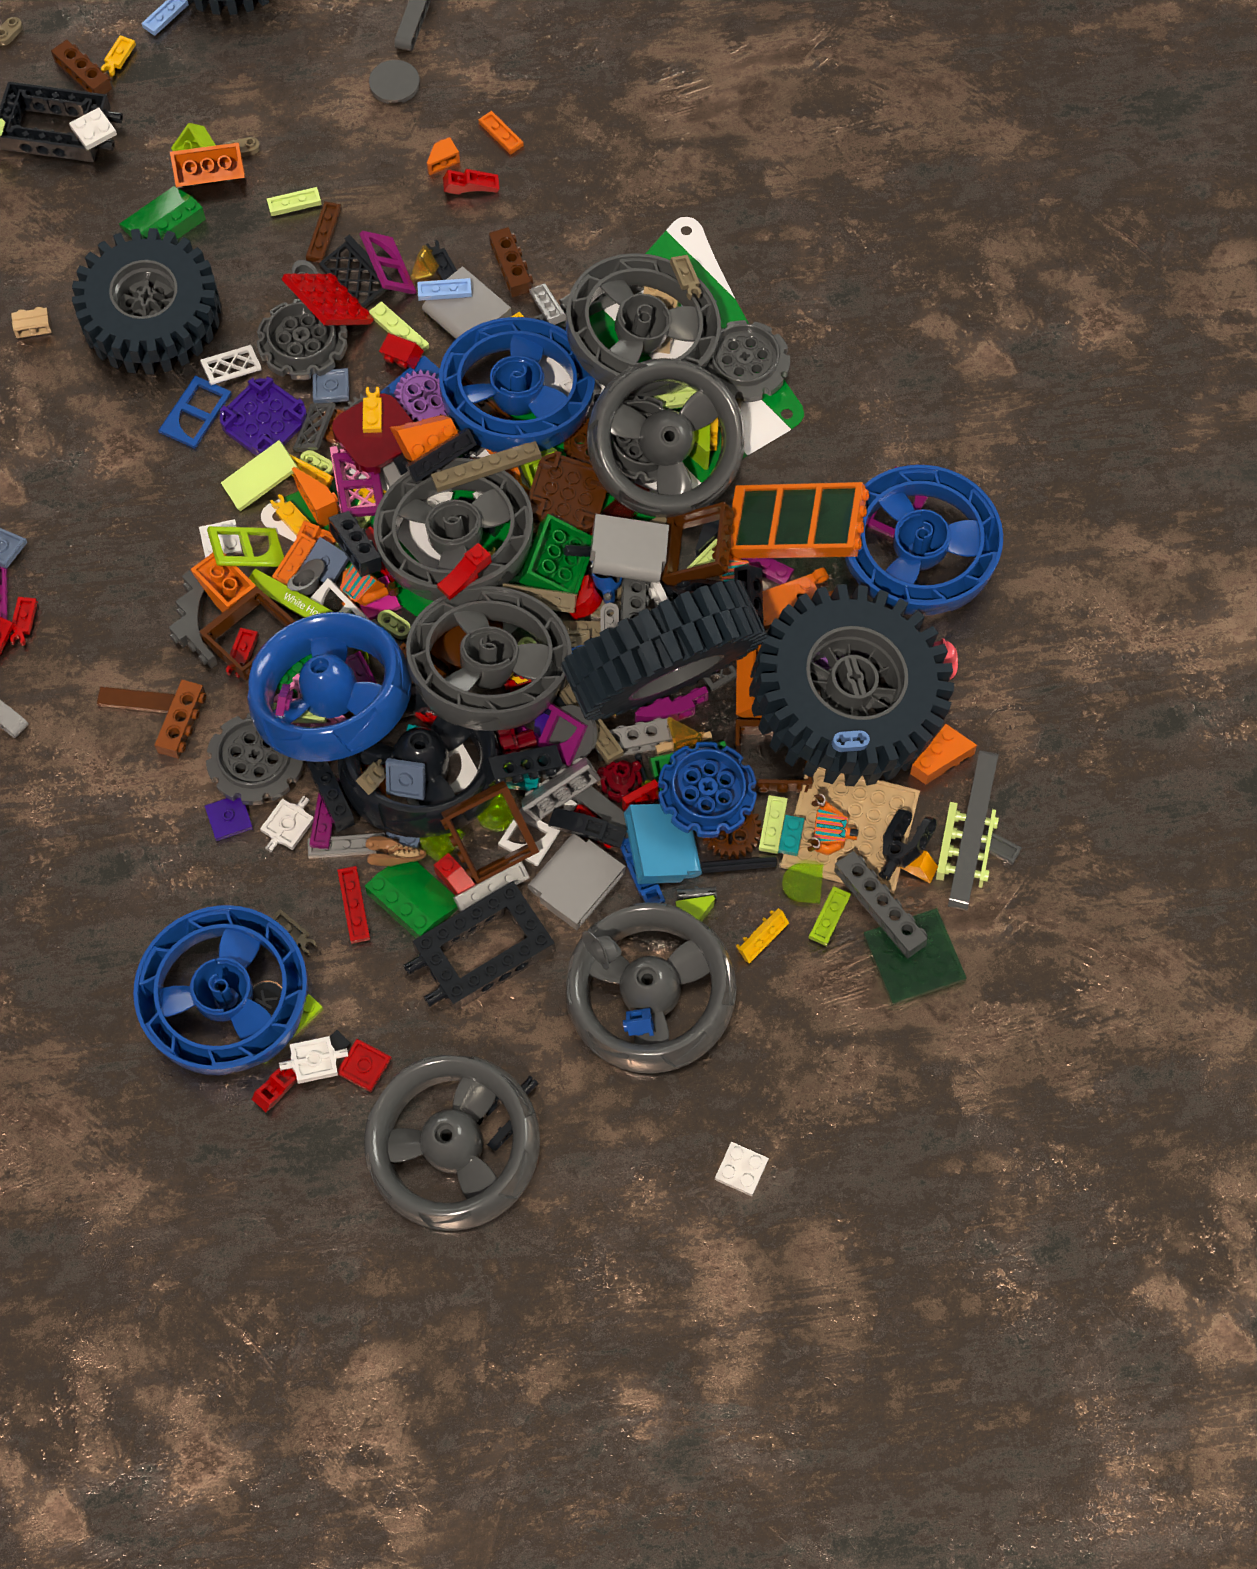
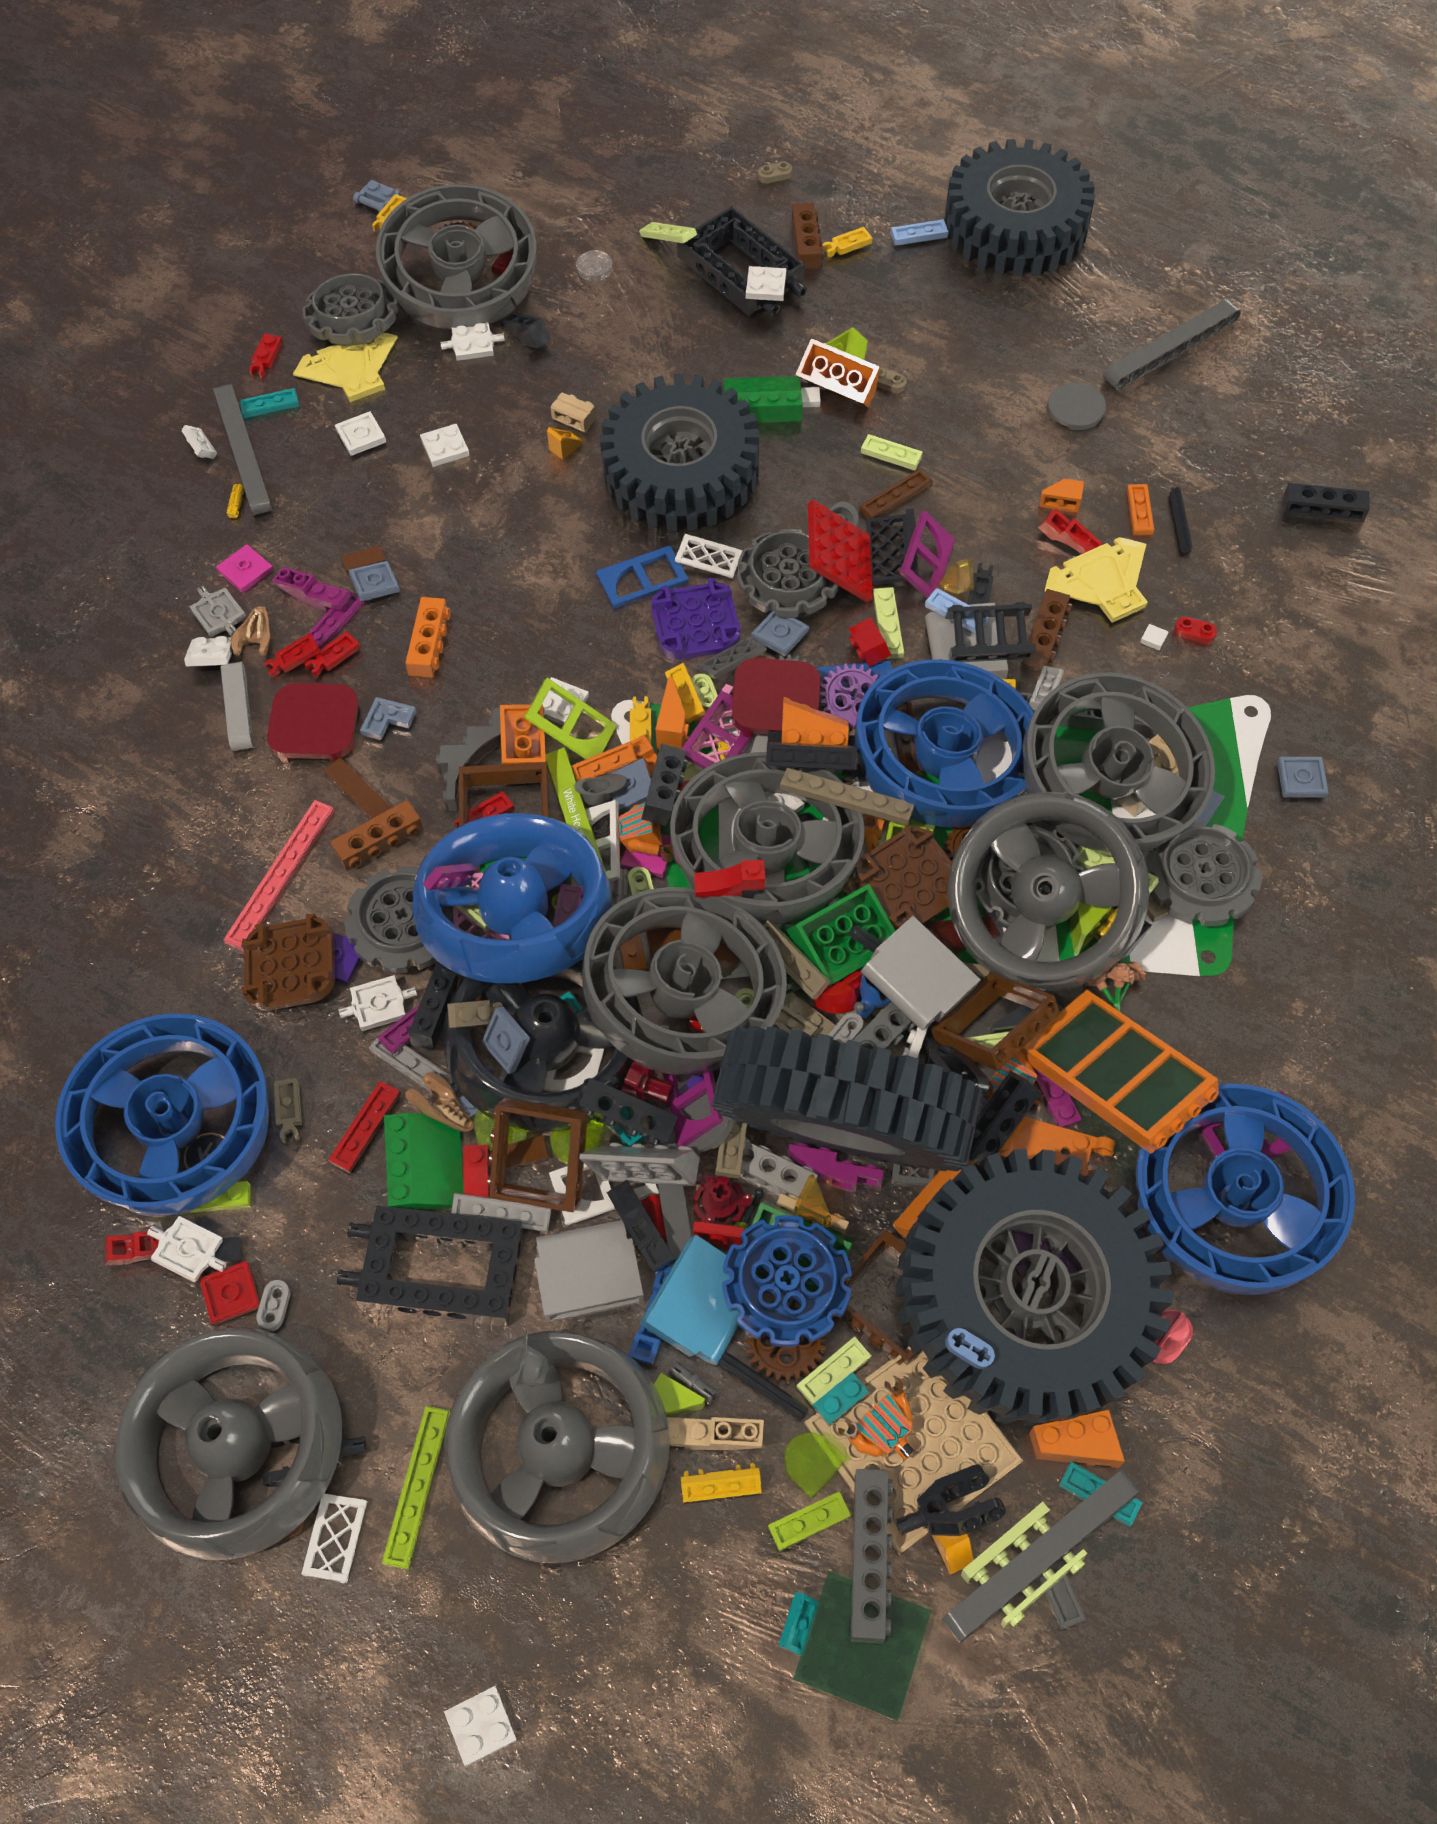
camera: 40 degrees right, 5 degrees down
(45, 351) = (562, 442): none -> light orange slope
(56, 675) = (313, 721): none -> dark red tile
(93, 582) = (427, 637): none -> orange brick
(103, 633) = (384, 713): none -> sand blue plate
(134, 794) = (280, 873): none -> coral tile
(199, 195) = (811, 397): none -> white tile
(202, 843) = (288, 963): none -> reddish brown tile
(259, 475) = (642, 667): yellowish green tile -> none
(372, 412) = (787, 675): yellow plate -> none
(400, 1051) = (273, 1306): none -> light grey plate
(472, 841) = (526, 1152): none -> reddish brown tile
(485, 307) = (996, 652): none -> black fence
(518, 199) = (1104, 578): none -> light yellow plate
(534, 122) = (1180, 520): none -> black axle
(580, 1146) = (320, 1522): none -> white window
(584, 220) = (1154, 637): none -> white tile
(586, 1079) = (416, 1488): none -> lime tile
(607, 196) = (1195, 630): none -> red plate
(620, 47) = (1326, 502): none -> black brick
(639, 1022) = (505, 1474): blue brick -> none
(686, 275) = (1199, 744): dark tan plate -> none
(738, 908) = (716, 1433): none -> tan slope
(750, 460) = (1122, 974): none -> nougat plant
(753, 253) = (1302, 777): none -> sand blue plate
(870, 973) = (798, 1623): none -> teal plate
(964, 776) = (1083, 1483): none -> teal tile

